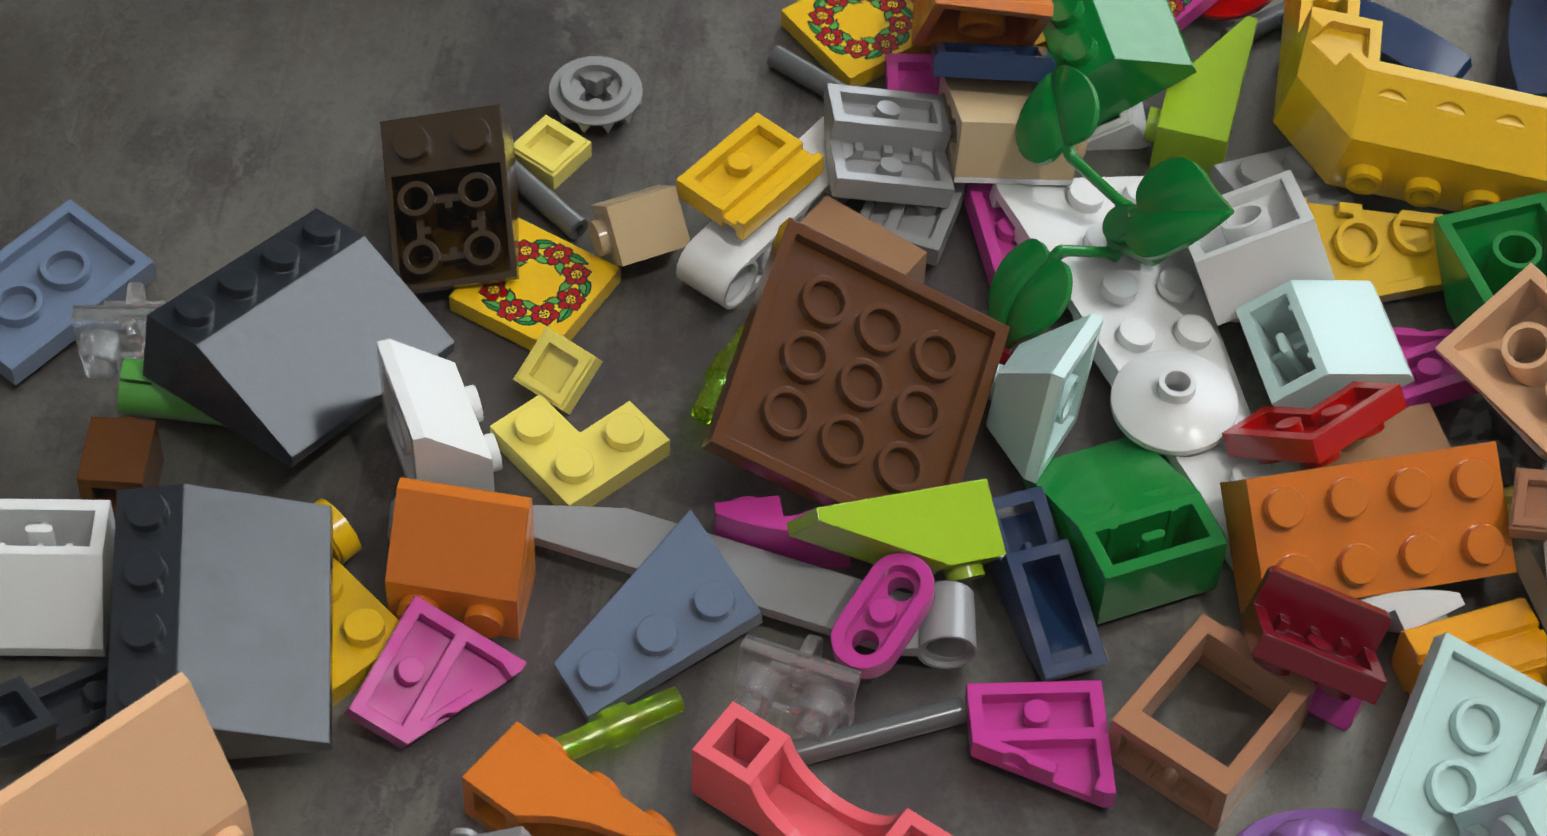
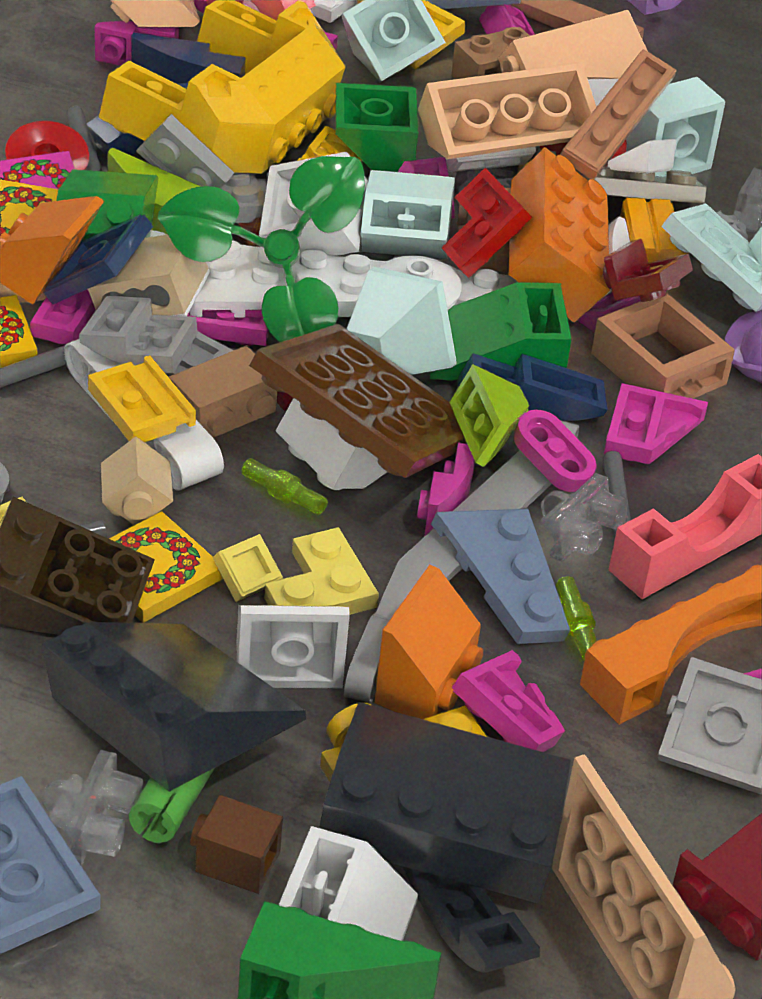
camera: 75 degrees left, 10 degrees down
(1260, 62) = (184, 155): none -> light grey plate

